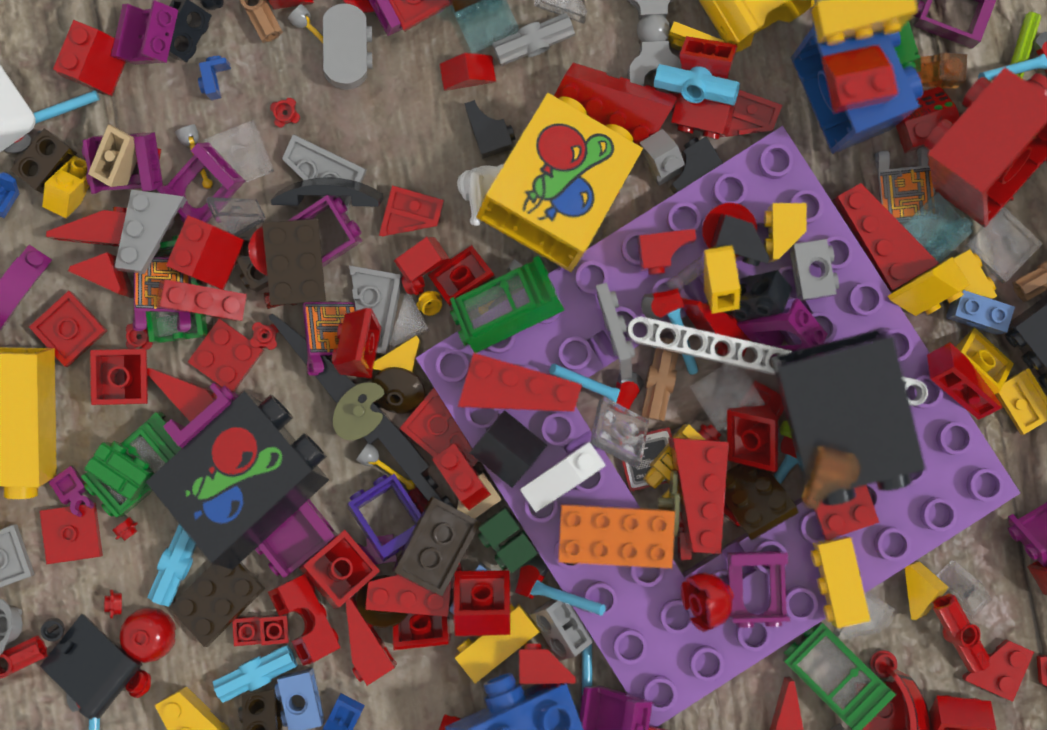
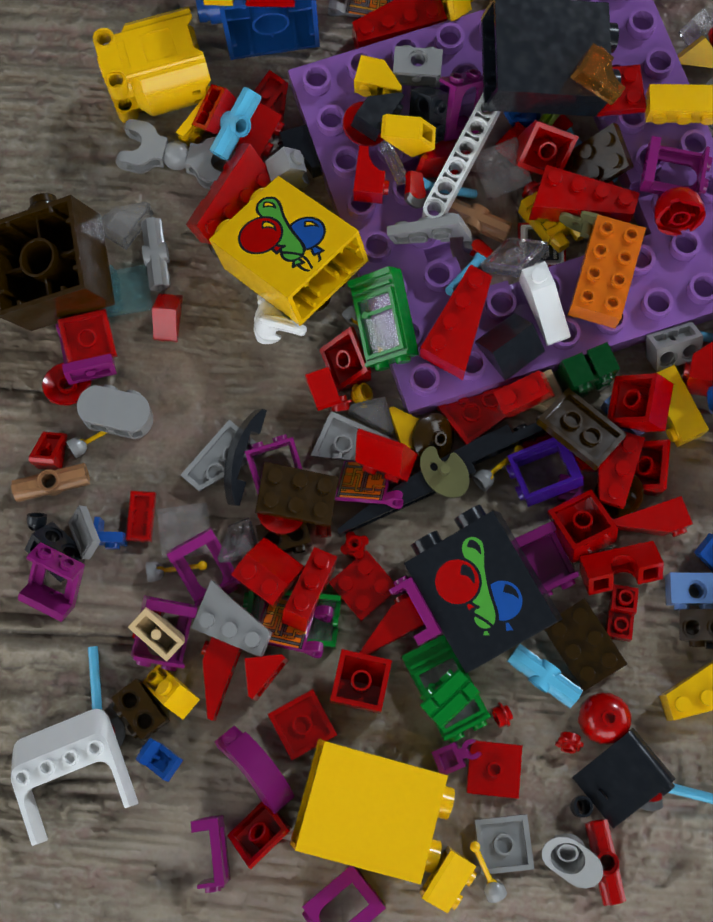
camera: 70 degrees left, 10 degrees down
(88, 59) = (58, 643): red slope -> none
(132, 340) = (329, 667): red plate -> none
(139, 684) = (650, 735): red plate -> none
(206, 51) = (84, 532): none -> light grey tile
(241, 105) = (141, 516): none -> red plate
(255, 673) = (660, 626): medium azure piece -> none
(280, 106) = (155, 474): red plate -> none
(410, 211) = (276, 392): red wing -> none
(490, 134) = (225, 310): black arch -> none
(531, 584) = (631, 363): piece -> none

